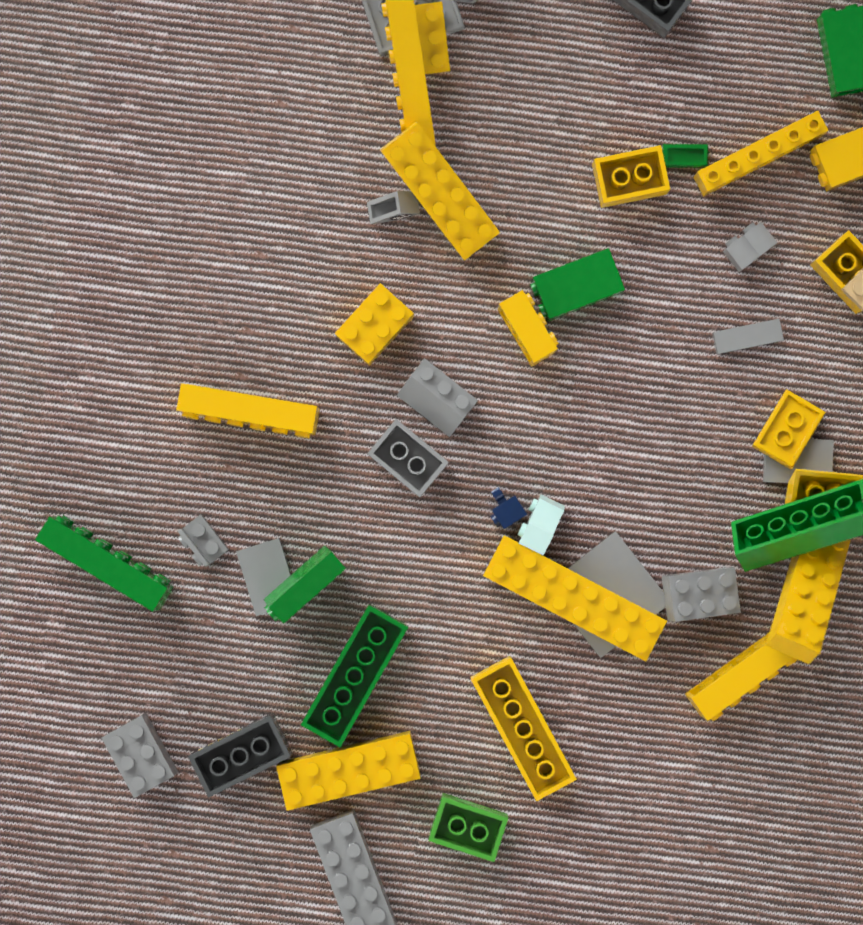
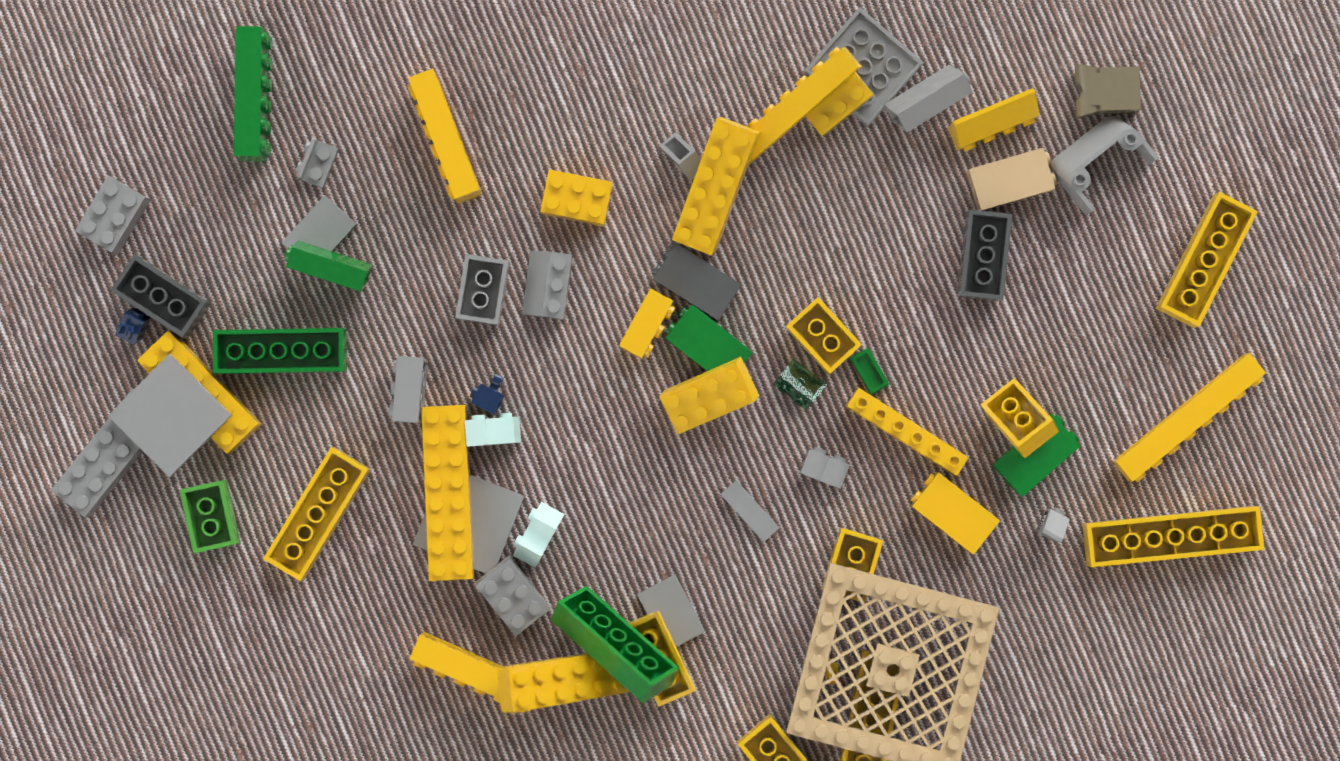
camera: 55 degrees right, 0 degrees up
(252, 795) = (133, 326): none -> dark blue brick
(356, 809) = (170, 415): none -> light grey tile
(459, 578) = (408, 389): none -> light grey brick
(513, 262) = (696, 281): none -> dark grey brick
(626, 309) = (709, 395): none -> yellow brick
(658, 538) = (538, 534): none -> light aqua brick
(661, 224) = (799, 384): none -> clear green bracket
(788, 429) = (691, 588): yellow tile -> none
(810, 43) = (1019, 418): none -> yellow brick

